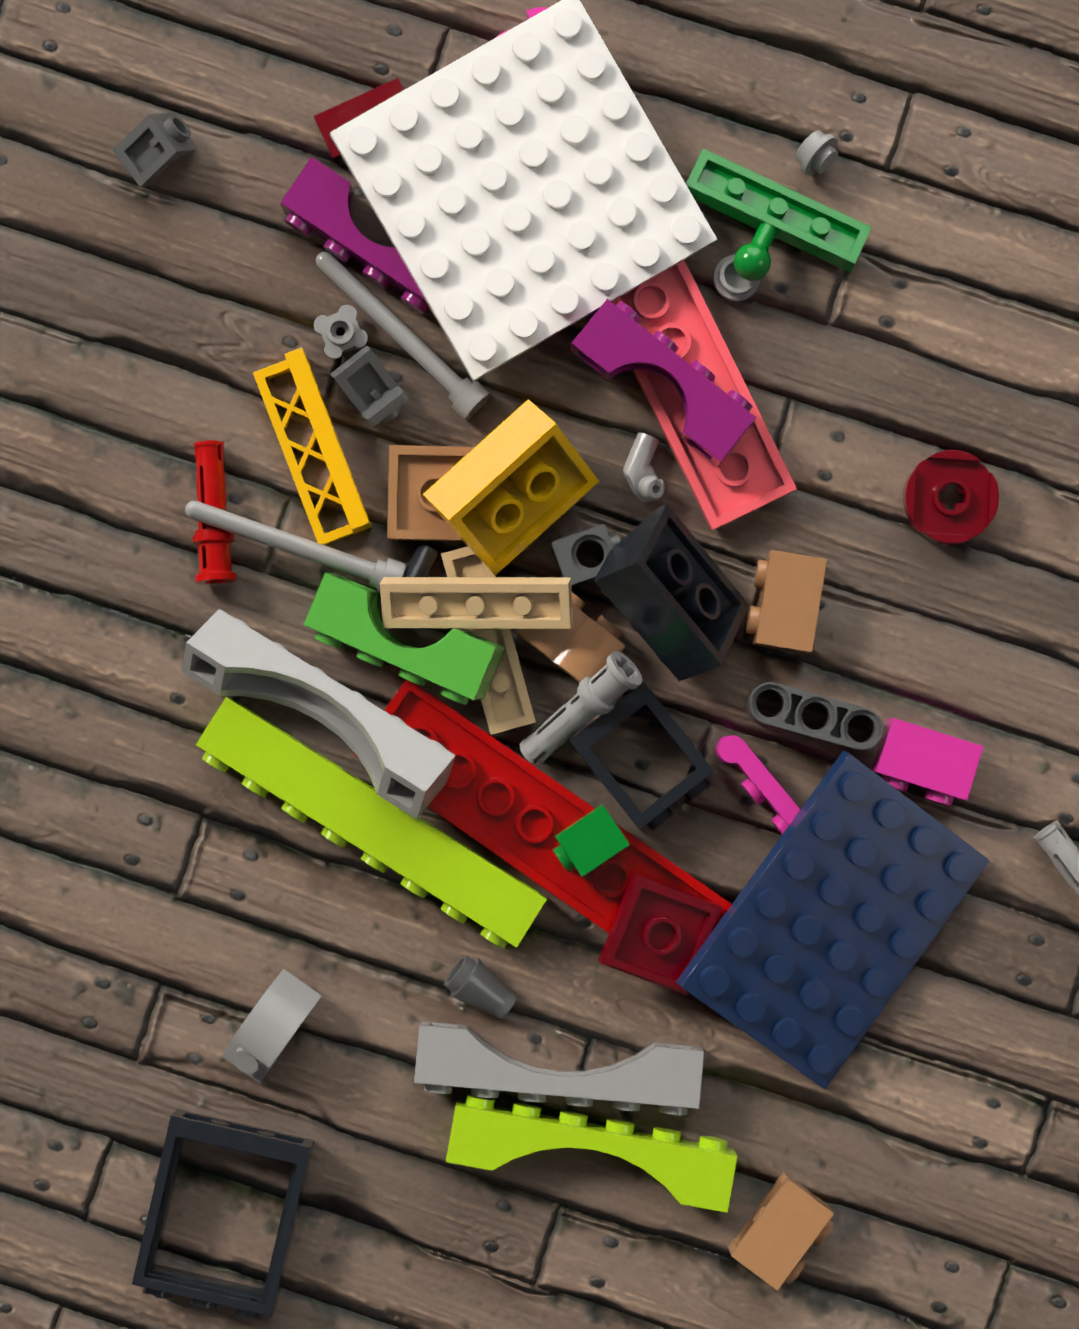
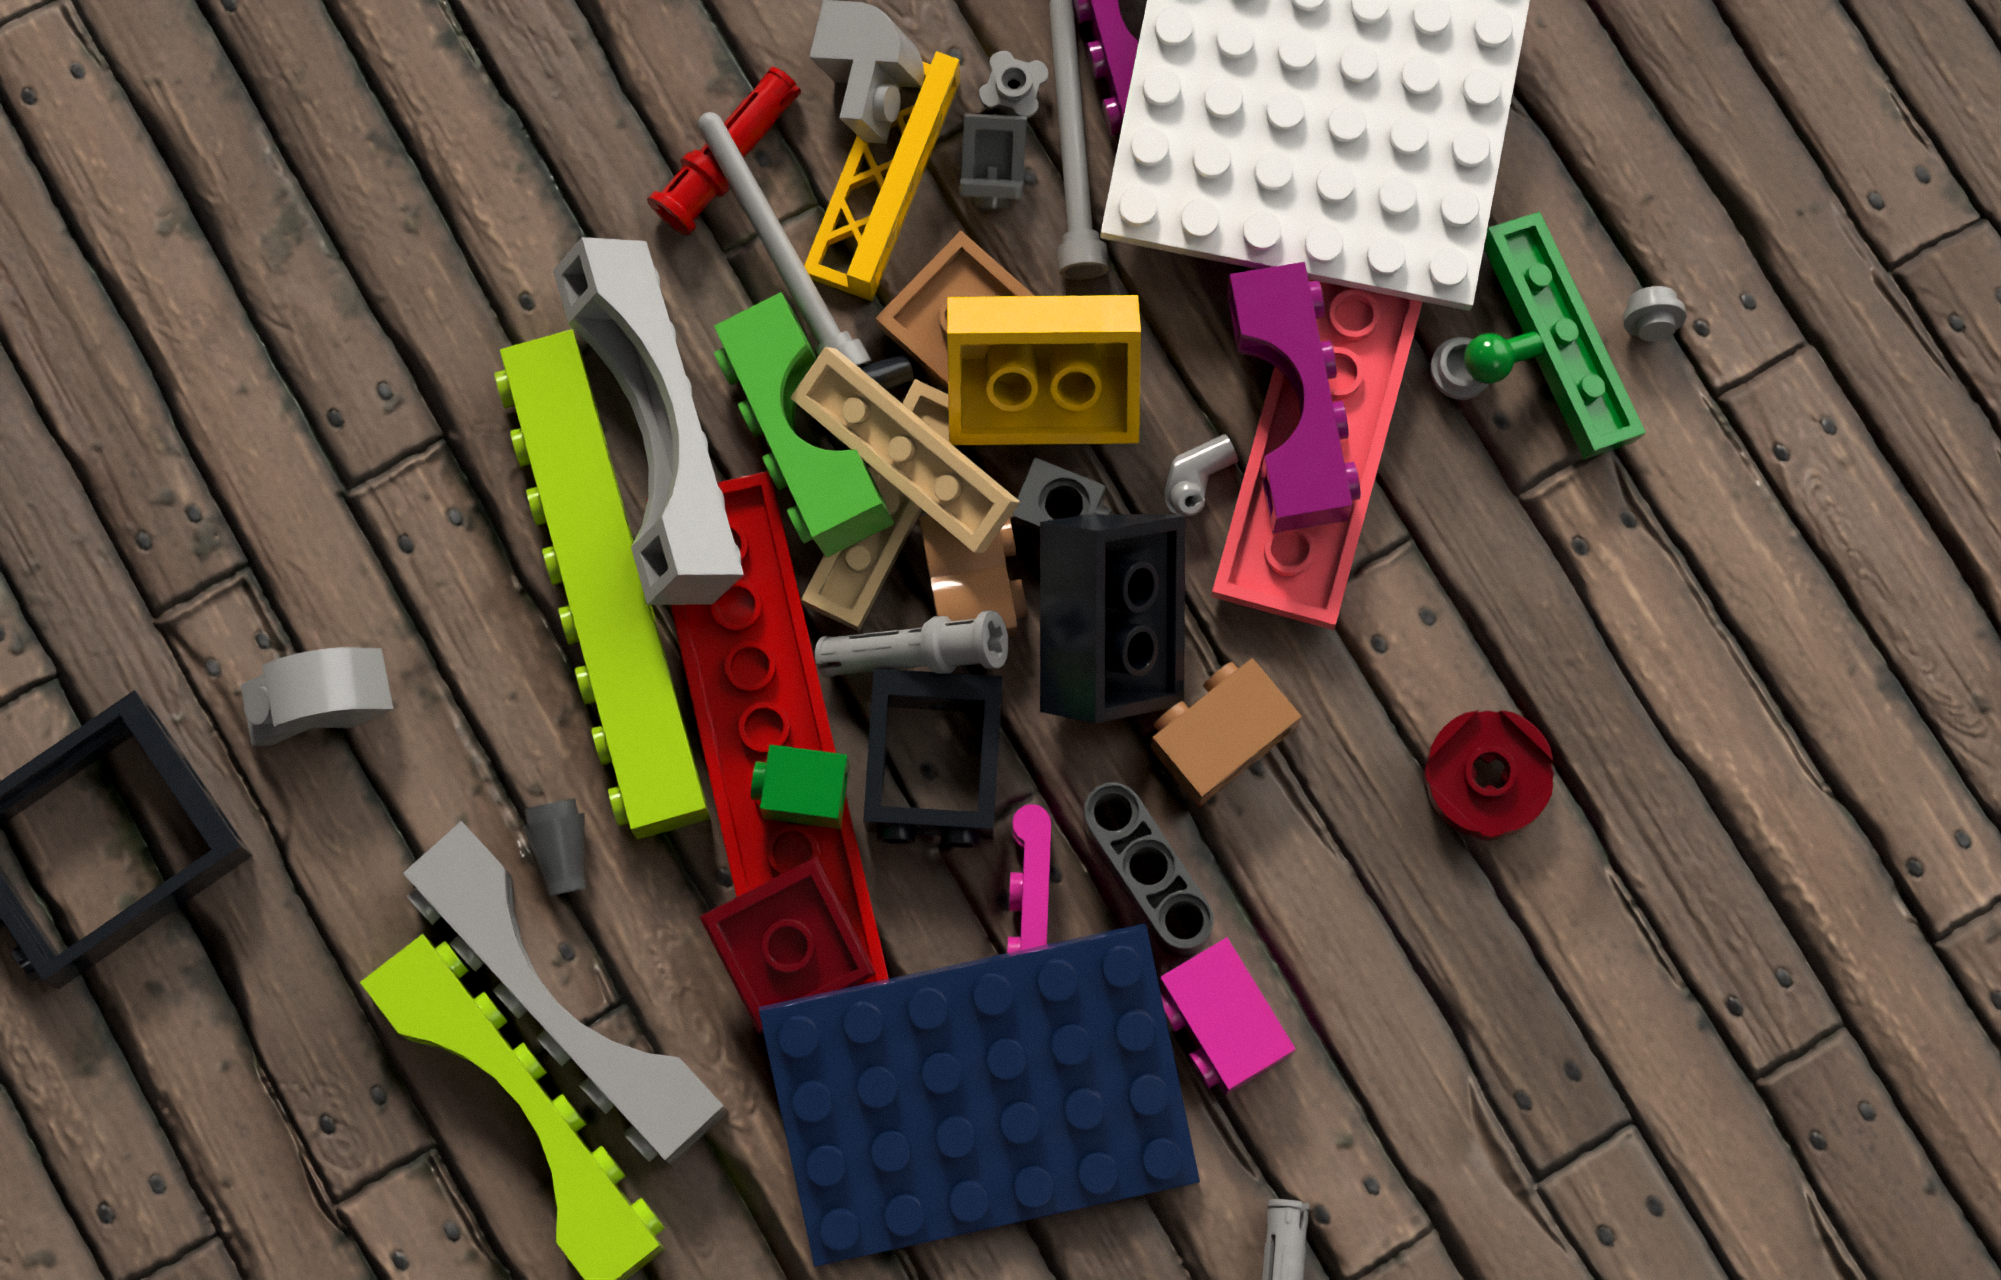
camera: 45 degrees right, 10 degrees down
(253, 386) = (875, 58): none -> light grey brick

